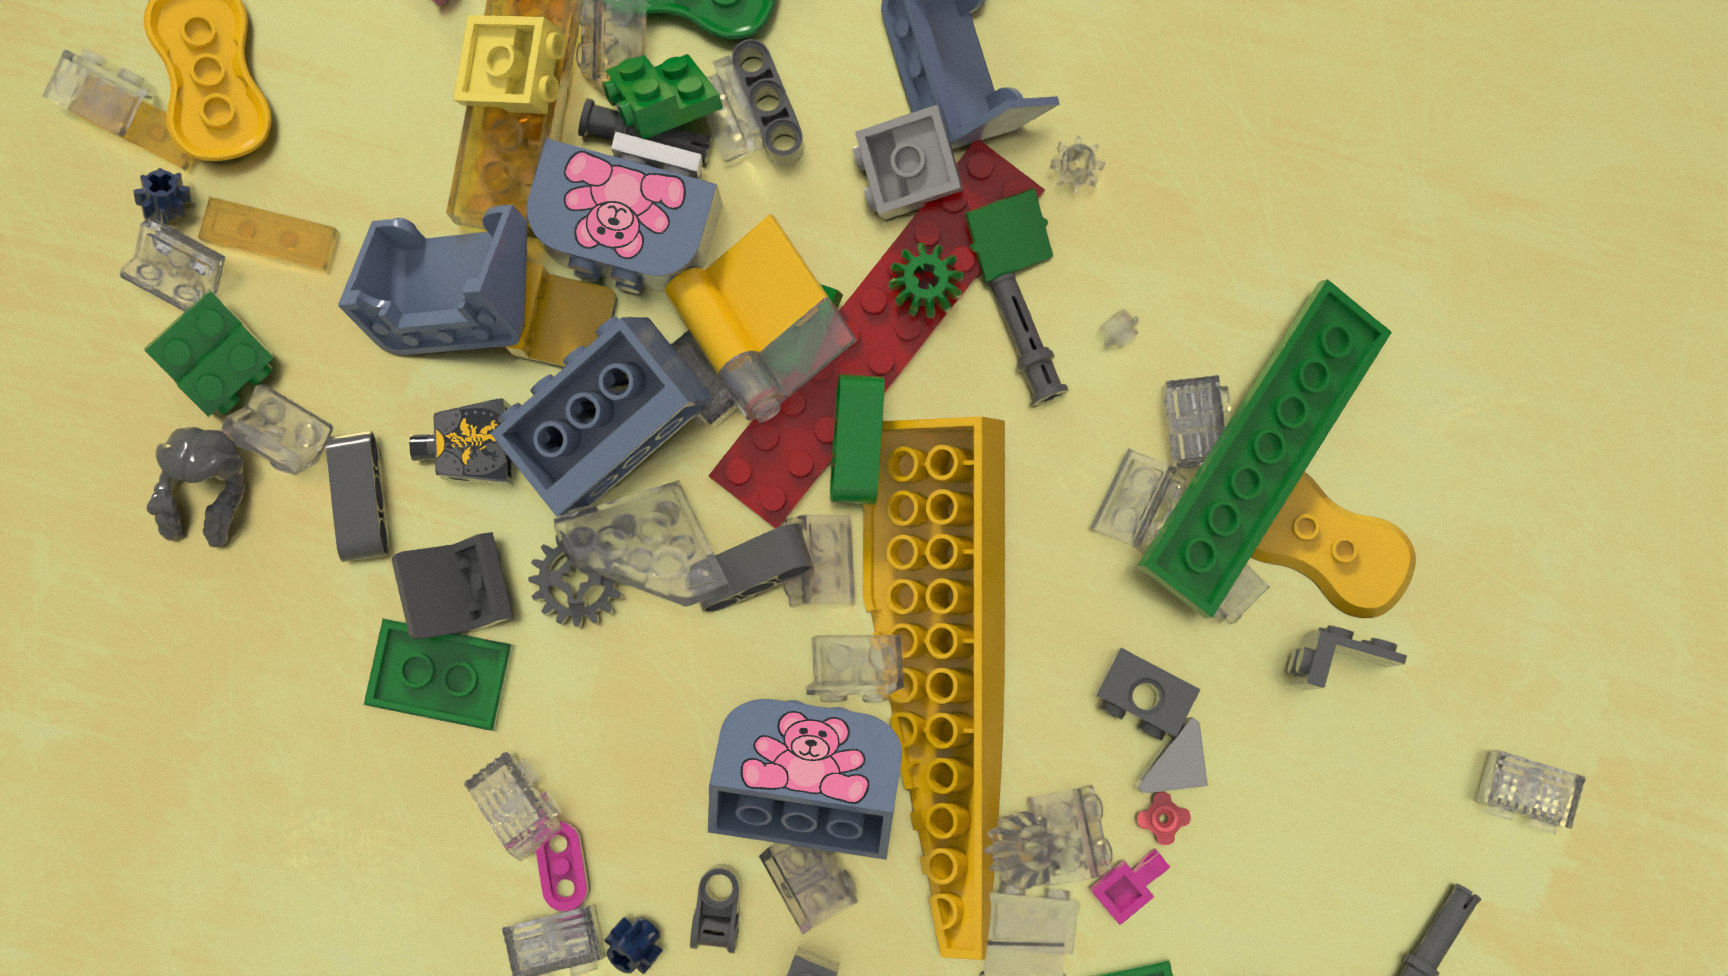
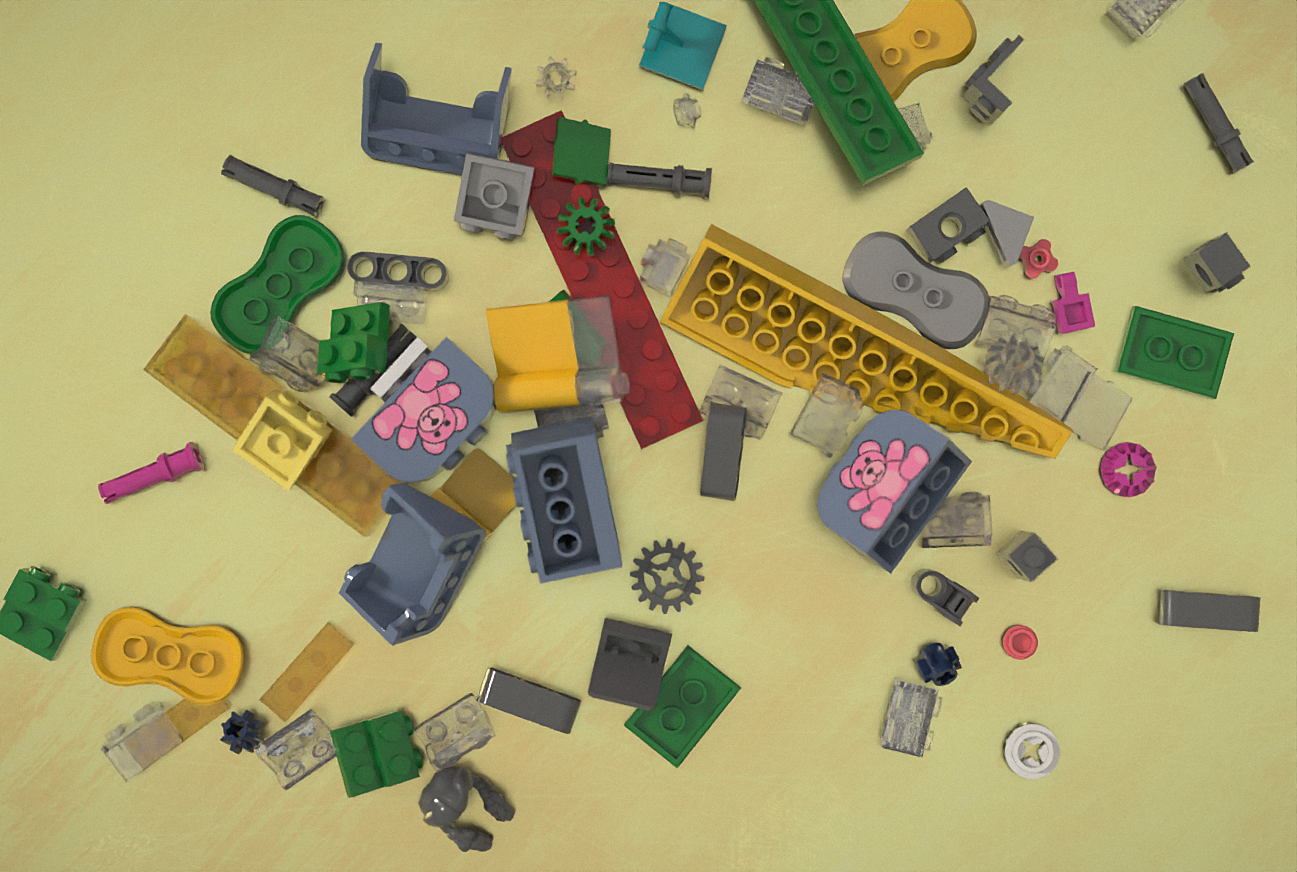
camera: 70 degrees left, 5 degrees up
(464, 445) = (532, 605): torso -> none
(514, 805) = (802, 697): clear brick -> none
(568, 865) = (858, 686): dark pink plate -> none
(647, 544) = (670, 514): clear plate -> none
(857, 439) = (672, 332): green beam -> none
(927, 390) = (664, 266): none -> clear brick
(1053, 729) = (938, 301): none -> light grey plate
(1139, 500) = (814, 160): clear bracket -> none
(1190, 283) = (681, 44): none -> teal plate

